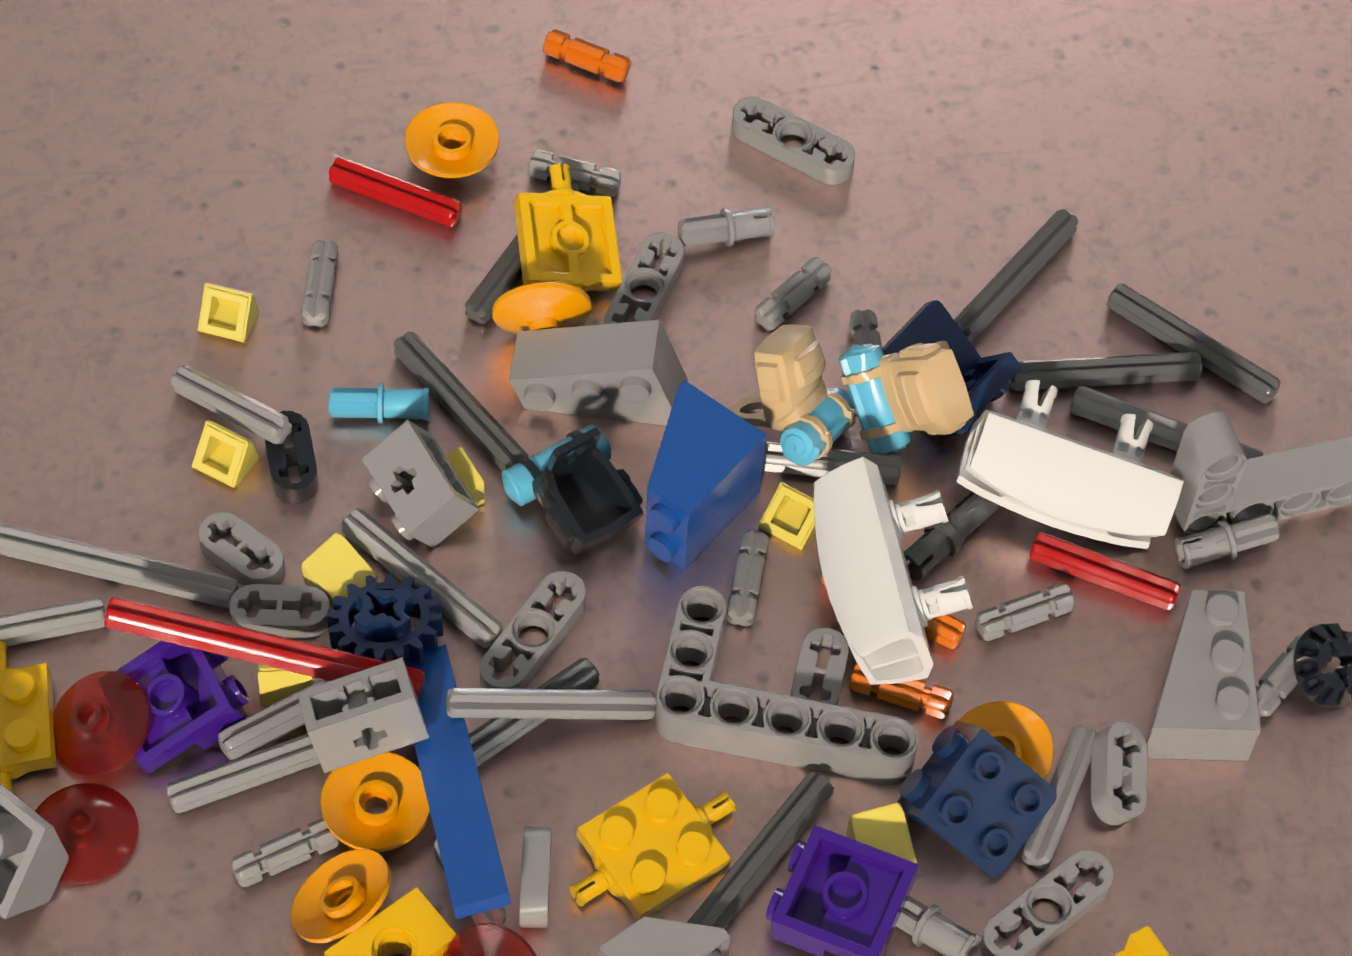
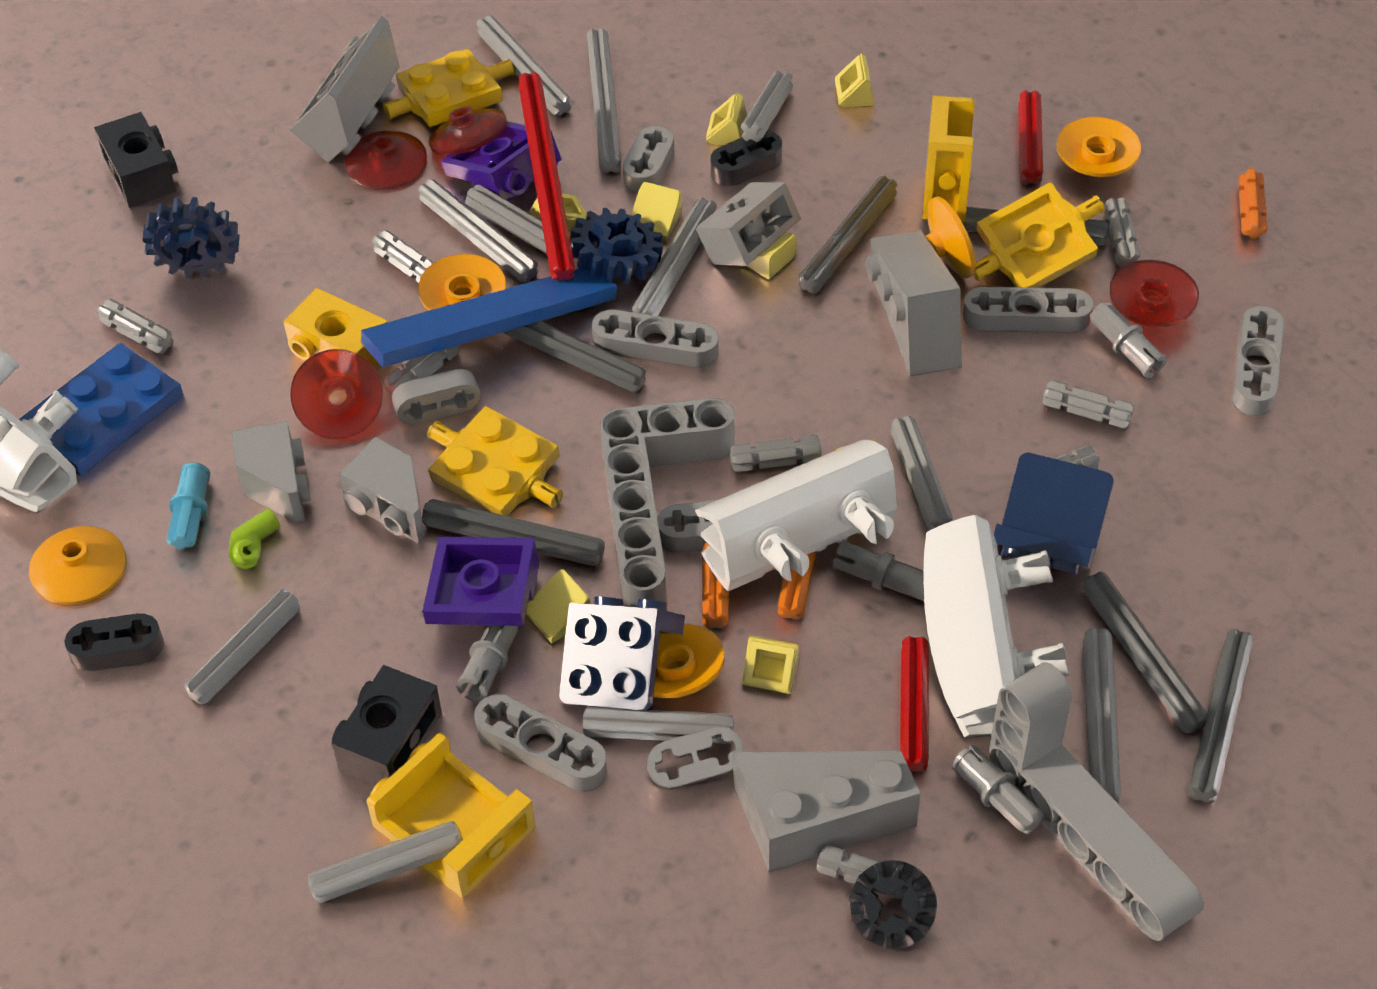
camera: 75 degrees right, 5 degrees down
(281, 610) = (615, 192): light grey beam -> none
(320, 283) = (906, 125): light grey axle -> none
(340, 896) = (374, 294): light orange dish -> none
(362, 715) = (509, 238): light grey brick -> none
(379, 403) = (821, 189): medium azure axle -> none
(434, 273) = (949, 152): none -> yellow panel
(550, 703) = (580, 347): light grey axle -> none
(578, 488) = (796, 314): black piece -> none
(683, 167) = (1154, 293): none -> clear red dish
(701, 476) = (835, 374): blue slope -> none
(796, 396) = (955, 412): tan piece -> none
(905, 393) = (999, 479): tan piece -> none
(1016, 274) = (1214, 556): dark grey axle -> none
(1022, 674) = (770, 664): none -> light yellow slope
(1024, 611) = (839, 653): light grey axle -> none

